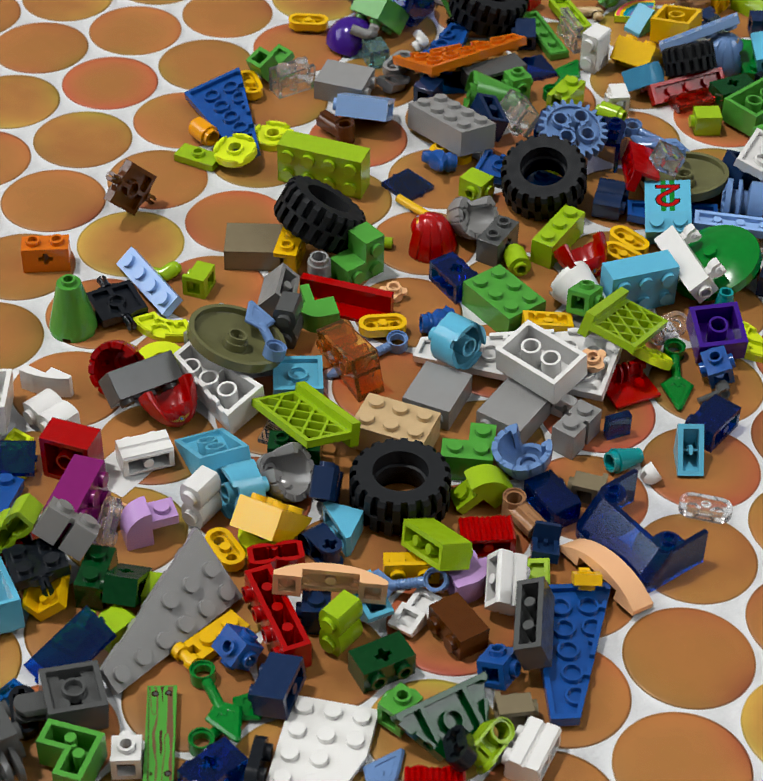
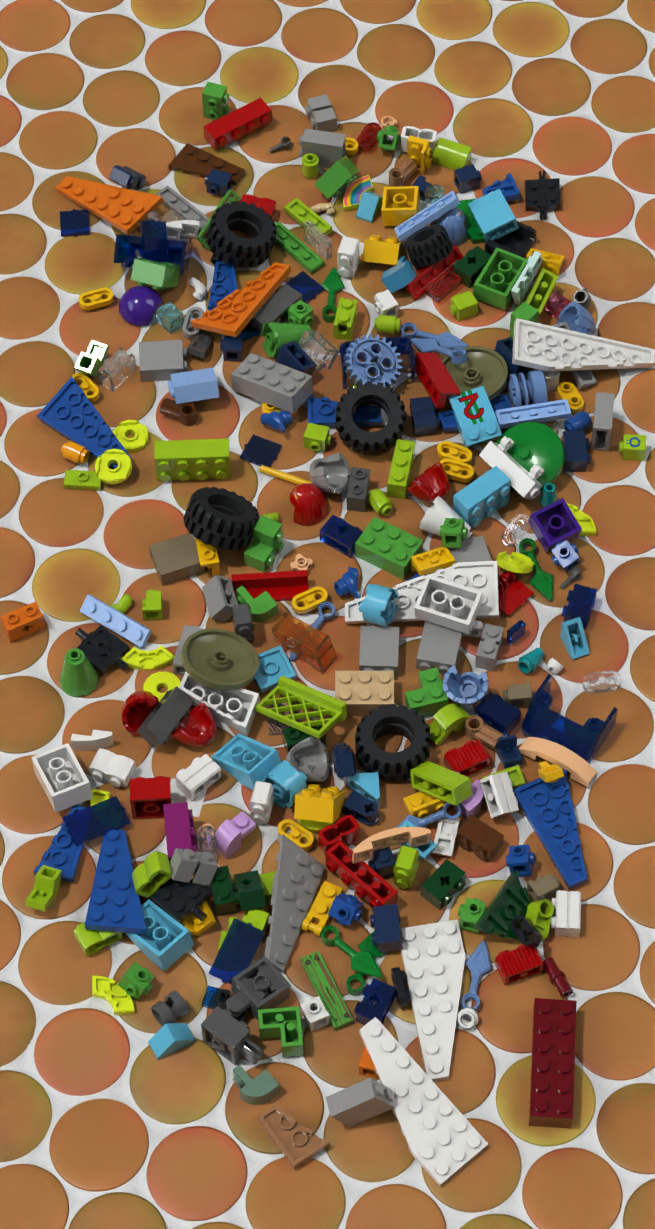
camera: 20 degrees left, 15 degrees up
(130, 187) = (58, 540): reddish brown plate -> none
(274, 349) = (229, 636): medium blue piece -> none
(319, 264) = (239, 563): light grey brick -> none
(363, 33) = (158, 303): light grey arm -> none
(527, 28) = (282, 254): dark blue brick -> none
(534, 623) = (533, 822): dark grey brick -> none
(597, 364) = (488, 592): light nougat plate -> none
(620, 320) = (477, 543): lime fence -> none
(667, 158) = (456, 368): clear brick -> none

